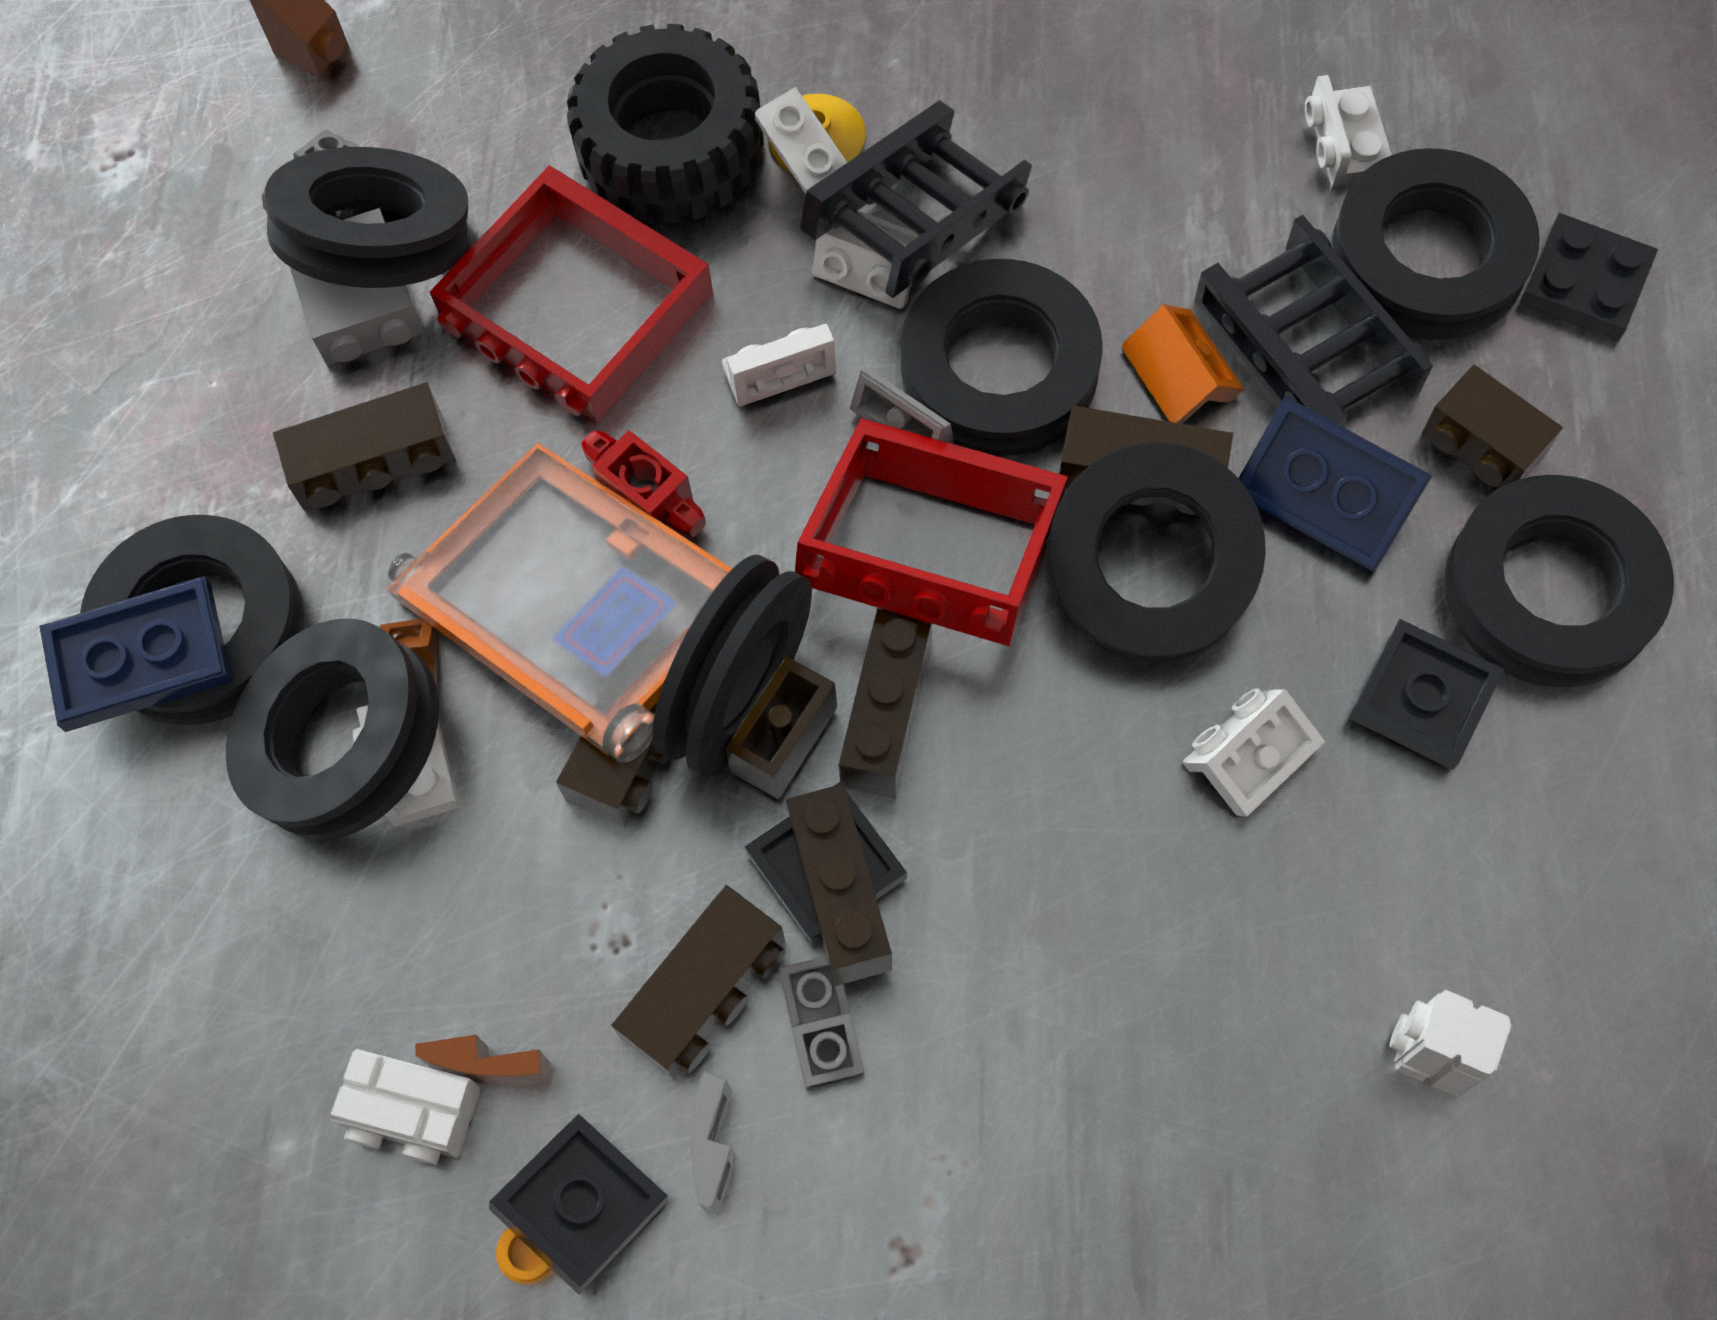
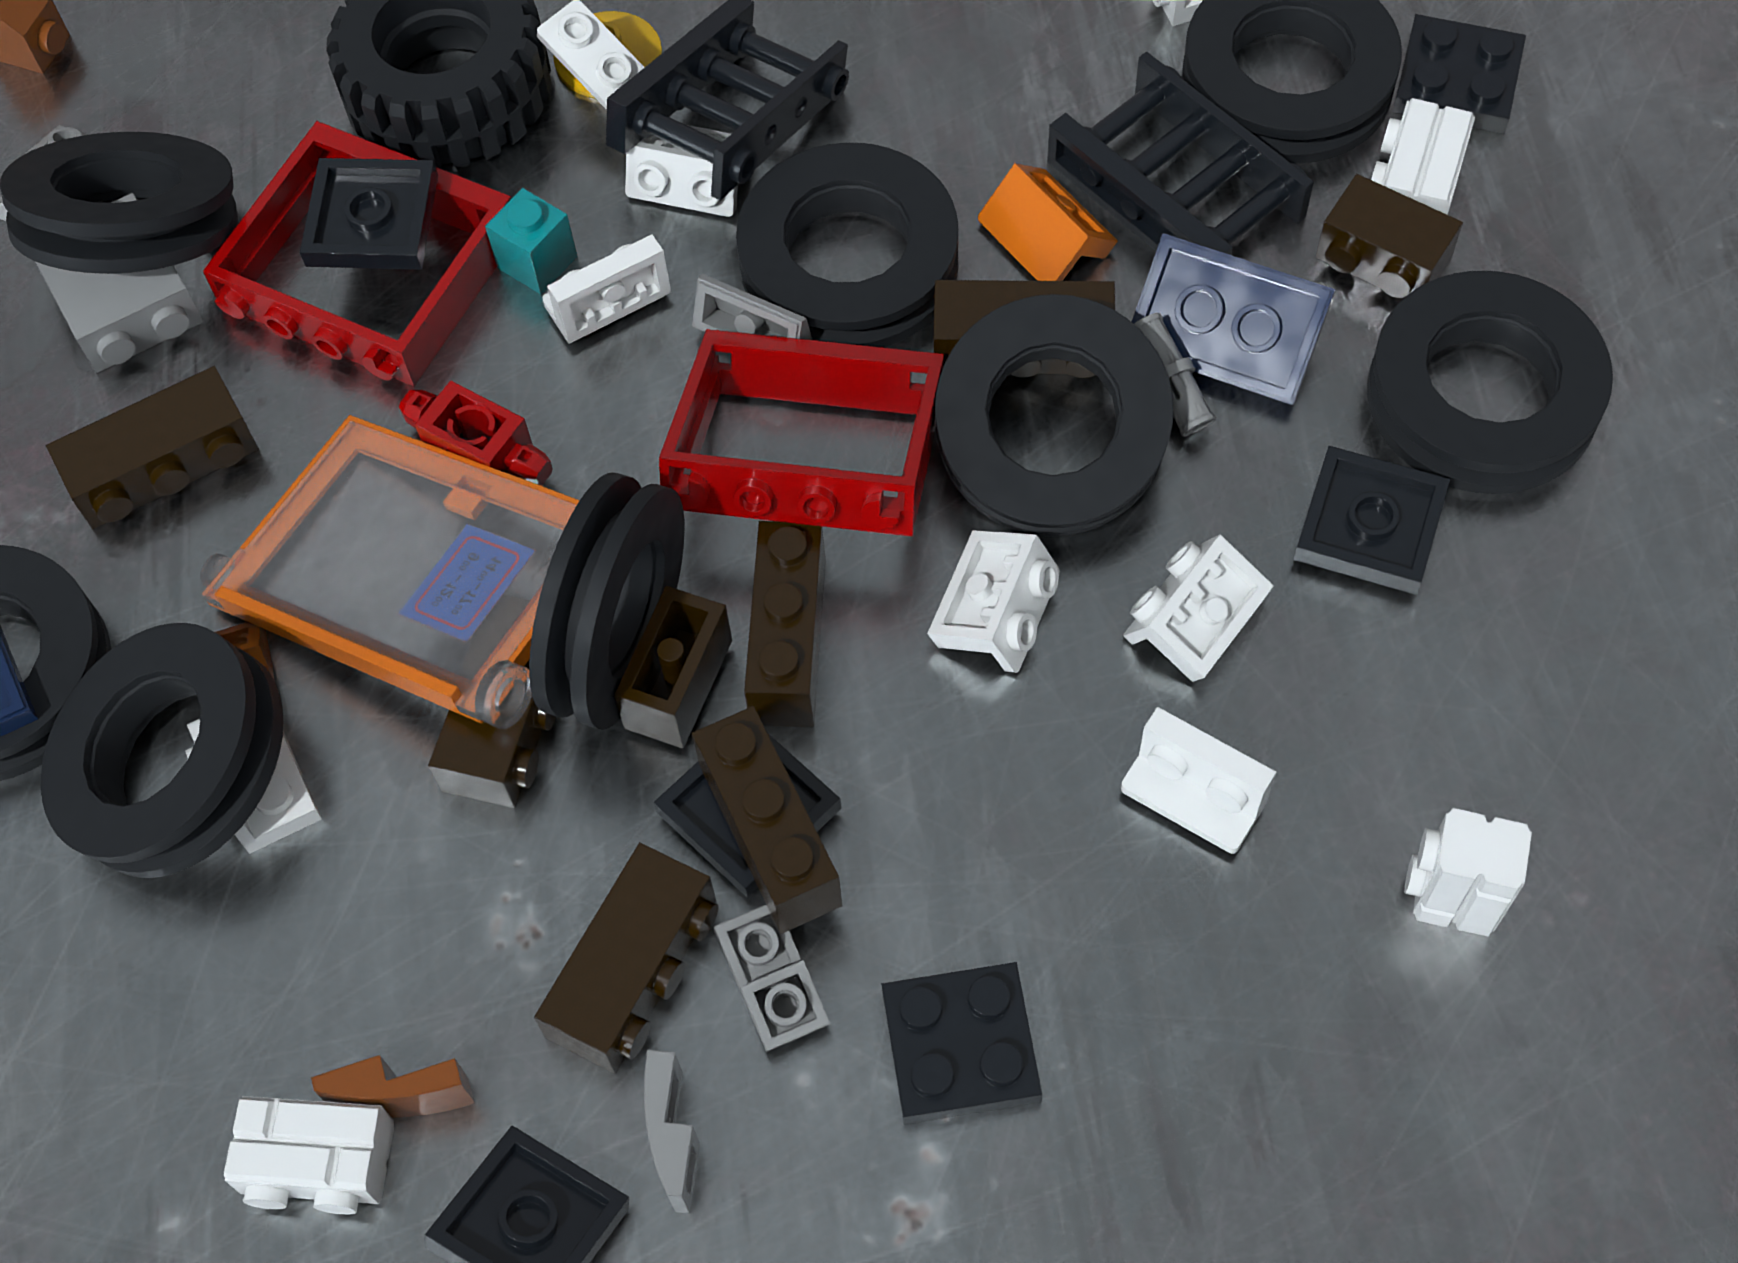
camera: 10 degrees left, 5 degrees down
(581, 263) = (369, 213): none -> black plate
(720, 307) = (531, 241): none -> teal brick
(975, 1109) = (961, 1043): none -> black plate
(1076, 709) = (996, 597): none -> white bracket
(1223, 913) = (1198, 781): none -> white bracket
(1280, 556) = (1189, 404): none -> light grey pin
(1541, 353) = (1425, 152): none -> white brick

